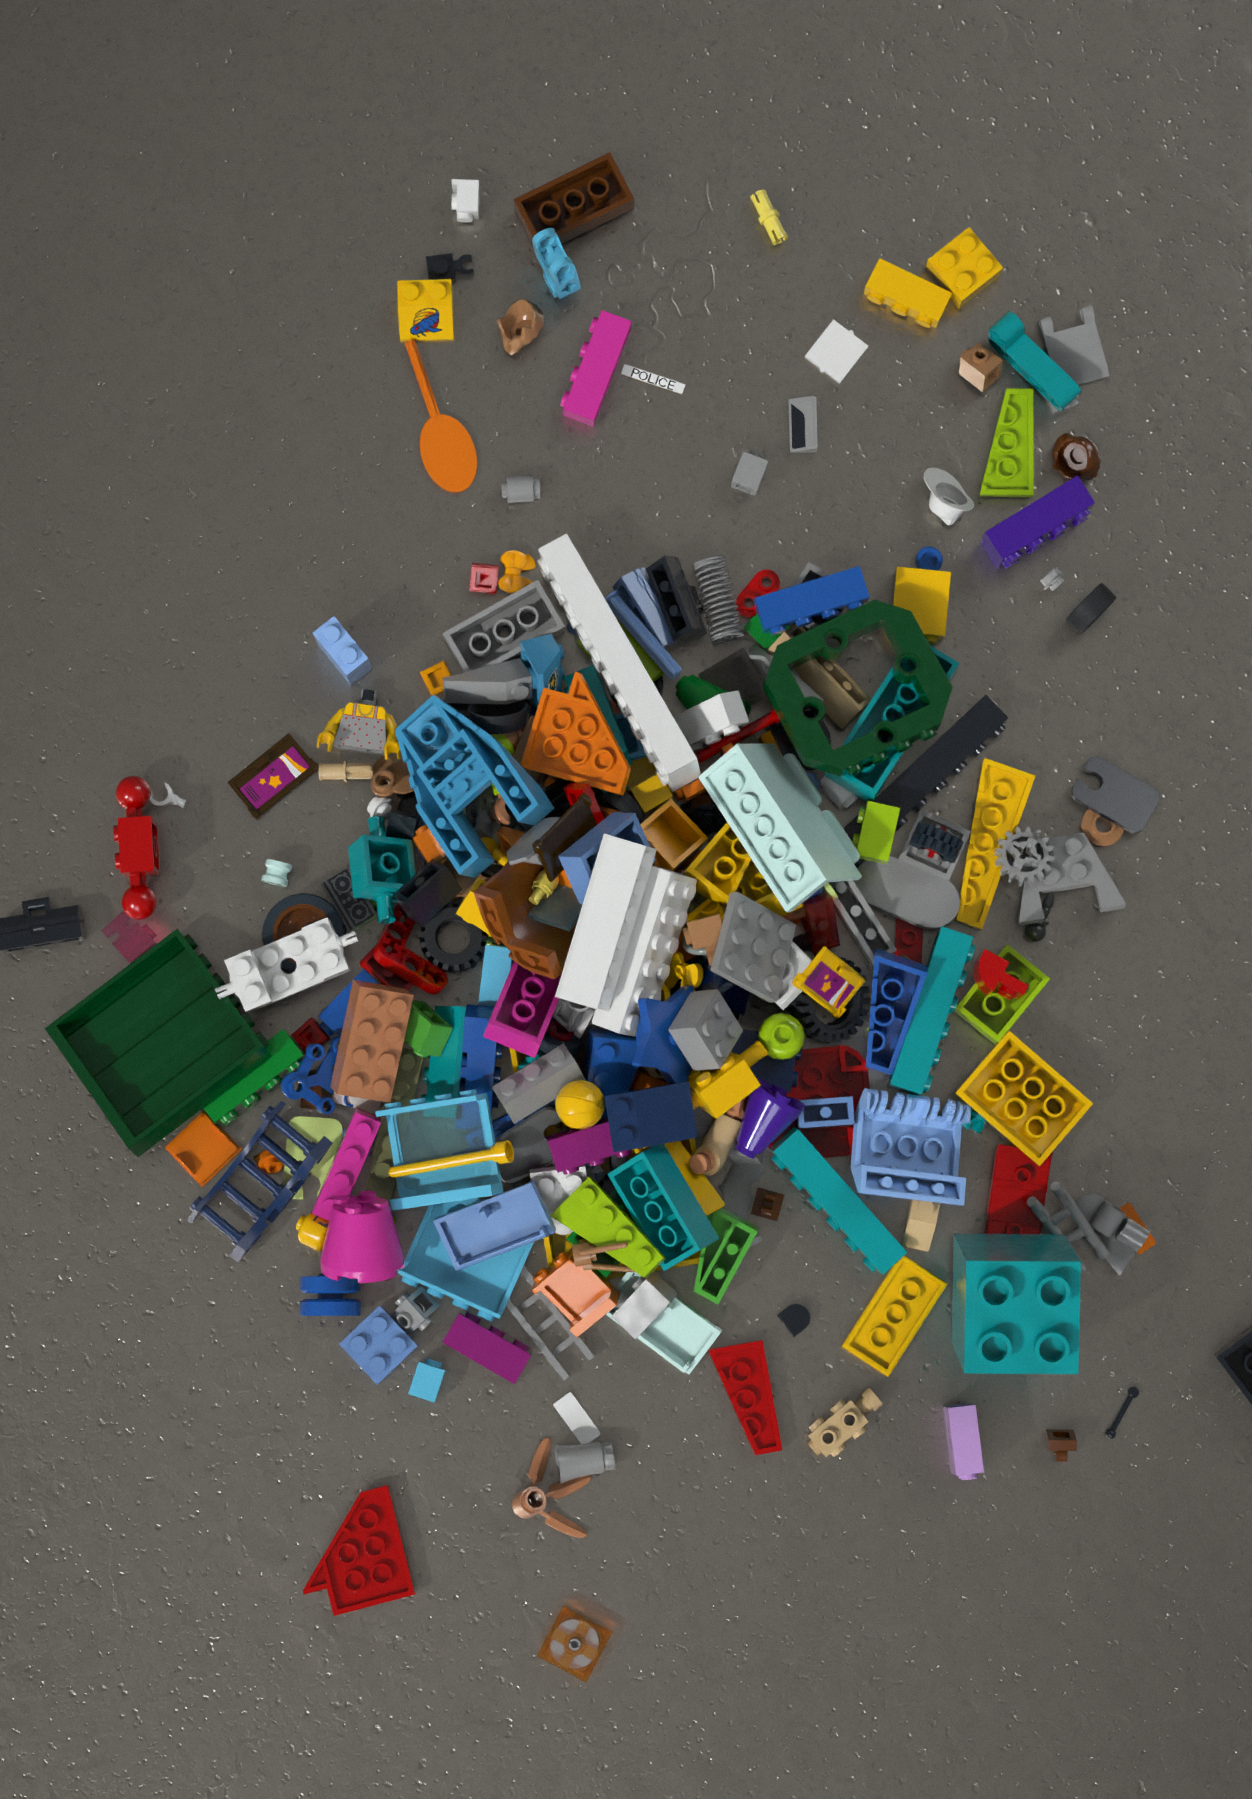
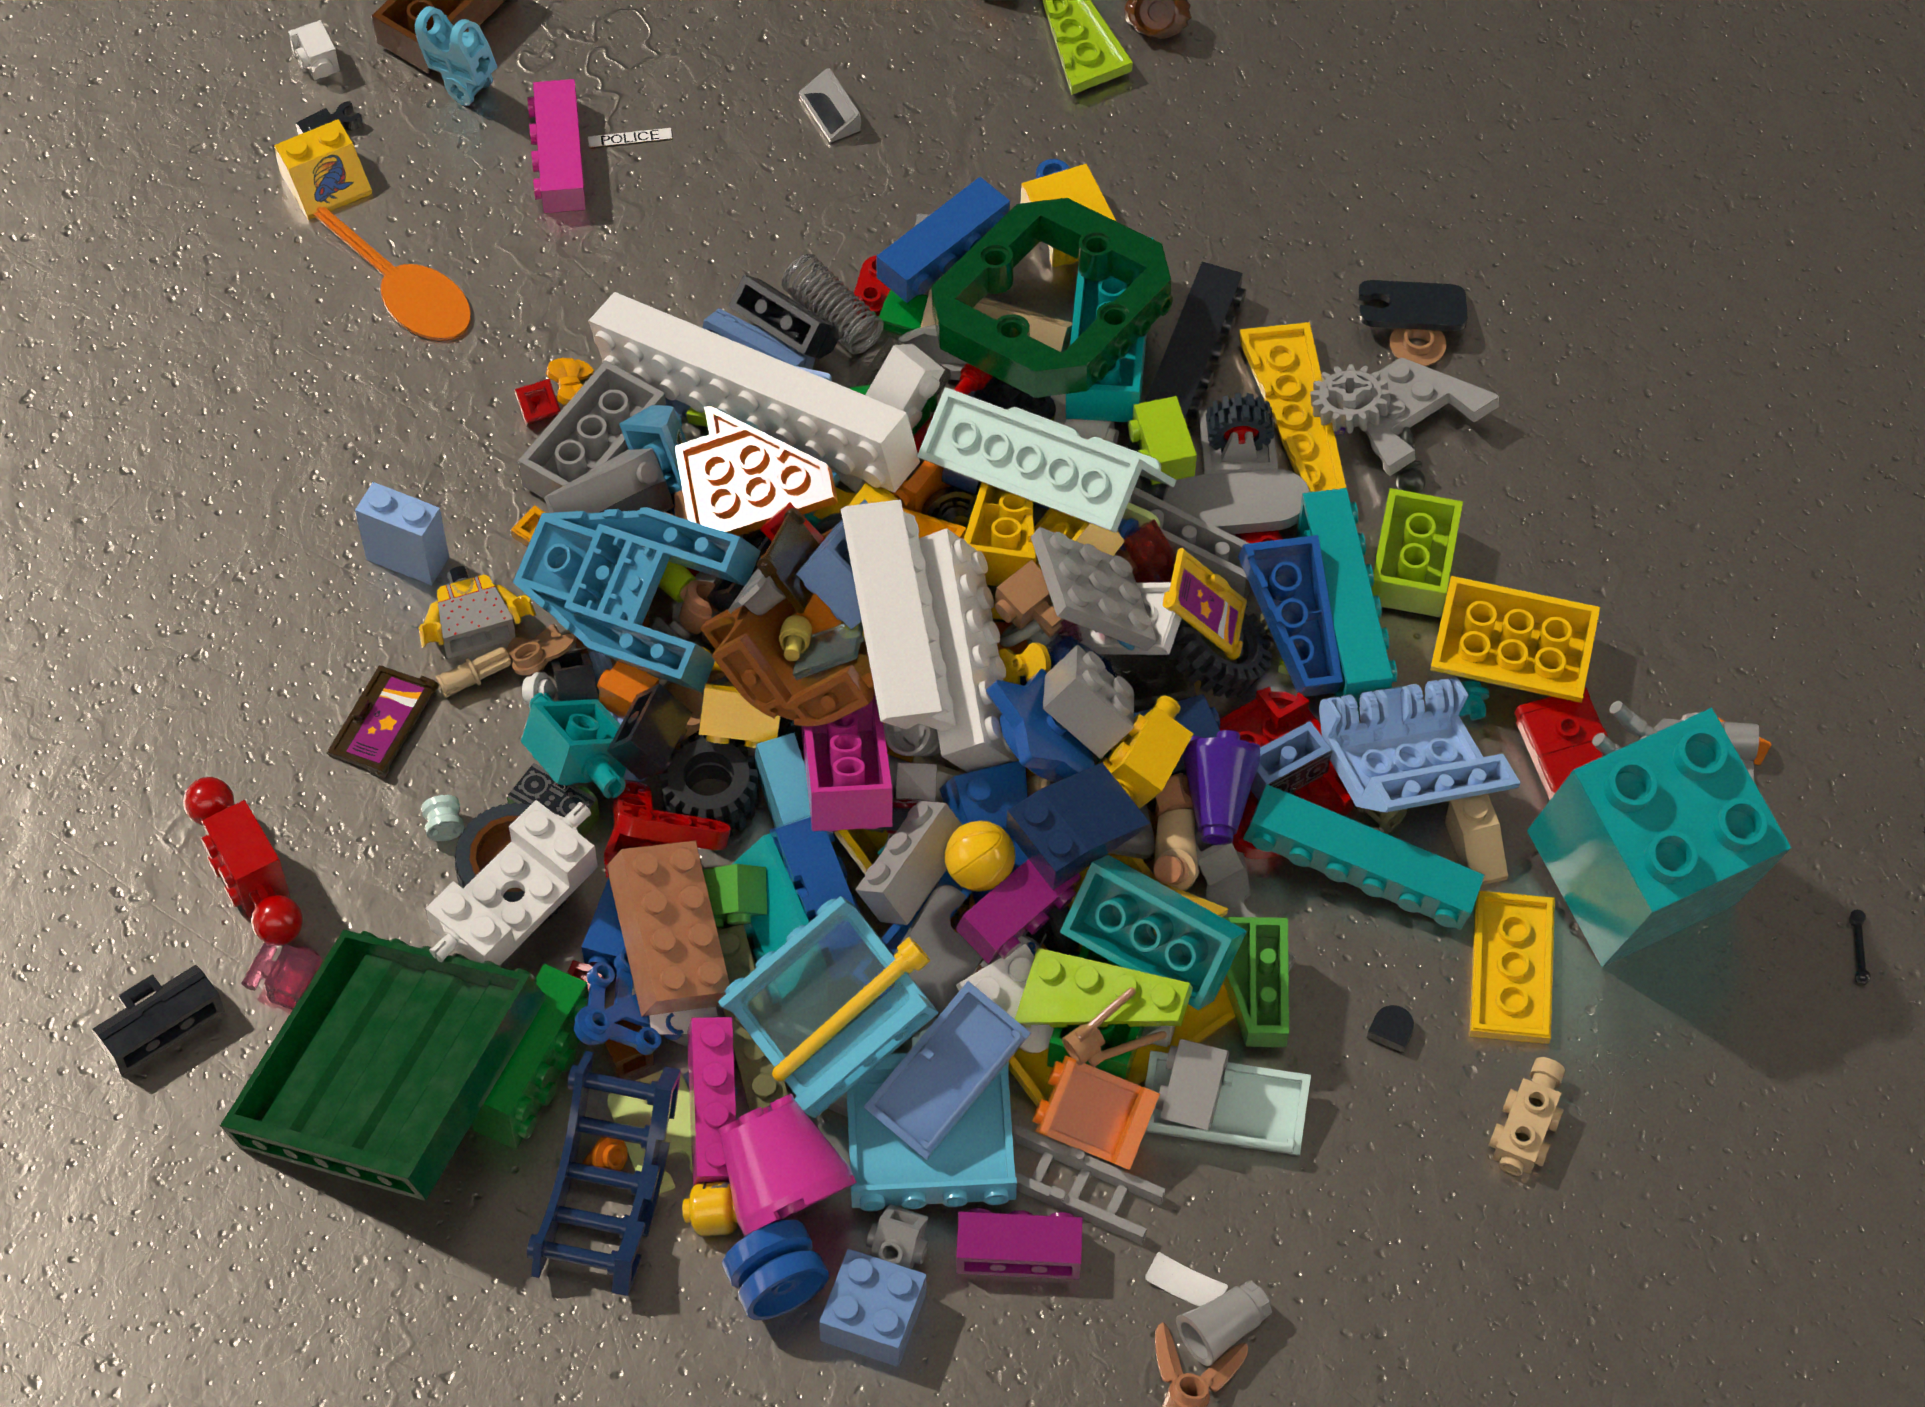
camera: 25 degrees left, 25 degrees down
(172, 799) = (262, 798): white piece -> none
(203, 1148) = (508, 1186): orange piece -> none
(427, 1380) = (962, 1323): medium azure brick -> none
(520, 325) = (444, 138): medium nougat hair -> none
(520, 488) = (533, 295): light grey brick -> none
(567, 1016) = (907, 778): light grey tile -> none
(748, 1385) = (1387, 1135): red wing -> none
(749, 472) = (796, 173): light grey brick -> none
(767, 1204) = (1279, 905): reddish brown tile -> none
(781, 1036) = (1189, 684): lime piece -> none
(836, 351) = (826, 29): white piece -> none
(946, 496) = (1037, 109): white piece -> none
(963, 1440) = (1692, 1055): lavender brick -> none
(990, 974) = (1402, 509): red brick -> none
(1037, 522) = (1154, 80): dark purple brick -> none
(1052, 579) = (1204, 134): light grey plate -> none
(1060, 1442) = (1812, 1012): reddish brown tile -> none
(1091, 608) = (1267, 133): black tyre -> none

